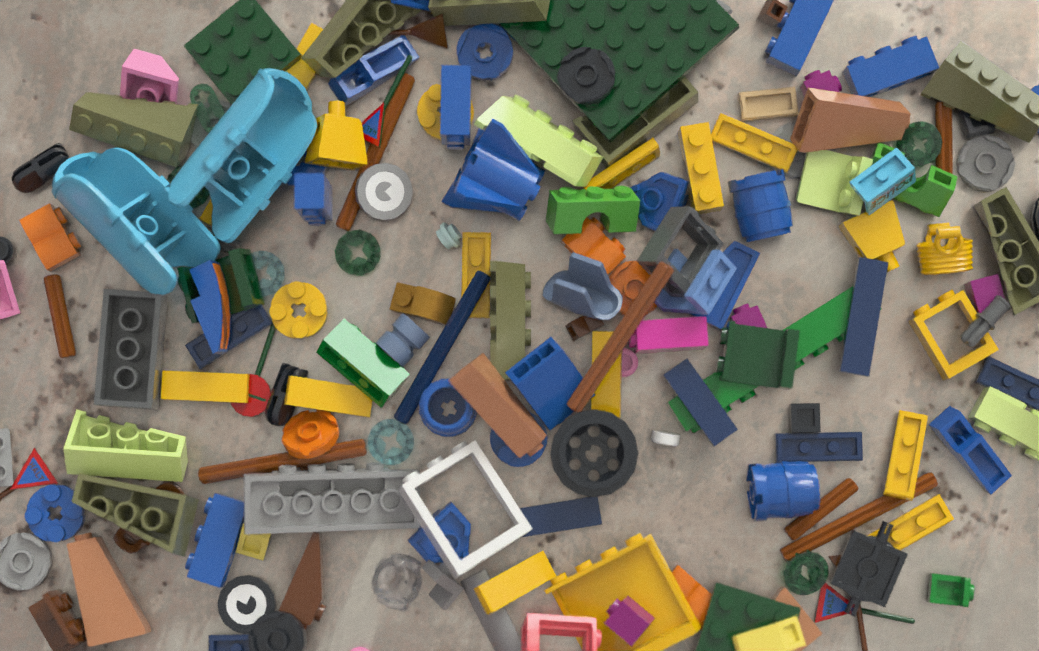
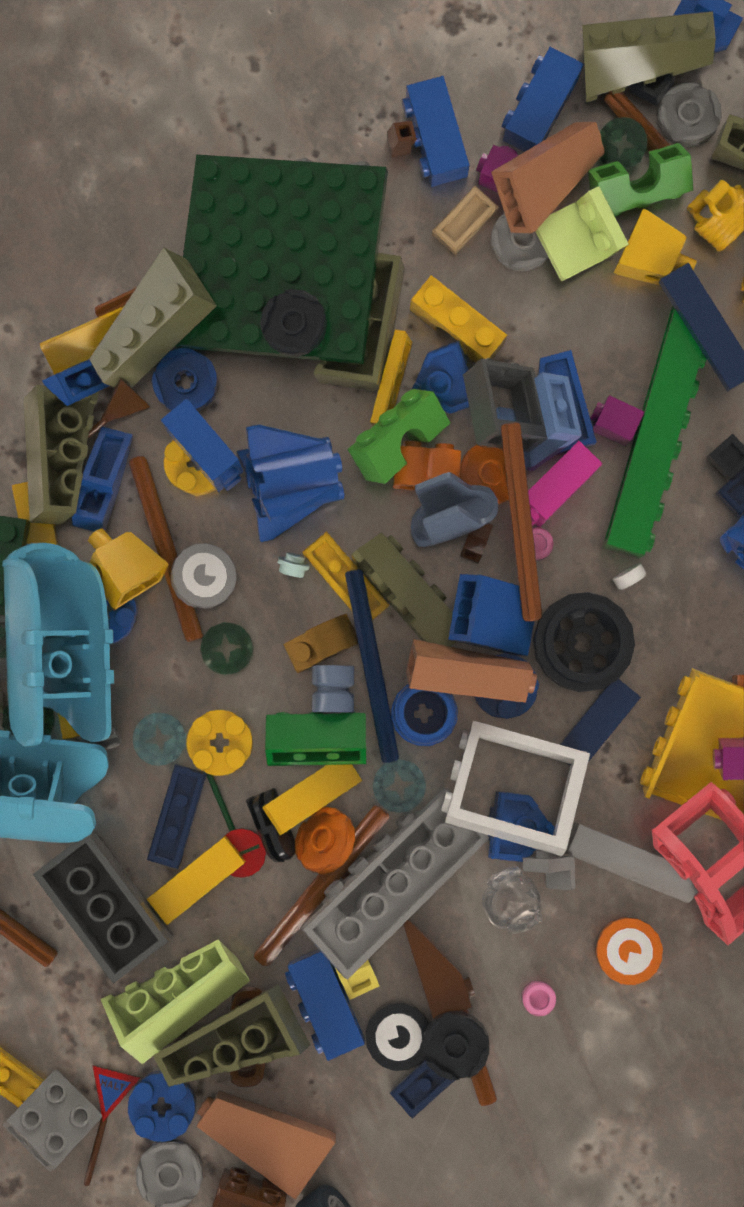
camera: 45 degrees left, 0 degrees up
(212, 305) = (141, 803): blue slope -> none
(240, 280) = (135, 782): dark green panel -> none
(313, 198) = (148, 633): blue brick -> none
(373, 124) = (143, 524): piece -> none
(514, 582) = (614, 813): yellow tile -> none
(544, 140) = (306, 410): yellowish green wedge -> none
(609, 391) = (551, 582): yellow tile -> none
(700, 402) = (635, 519): dark blue tile -> none
(753, 143) = (484, 261): yellow tile -> none
(758, 355) = (650, 436): dark green panel -> none
(762, 205) = (538, 308): blue piece -> none
(884, 180) = (624, 195): medium azure panel -> none

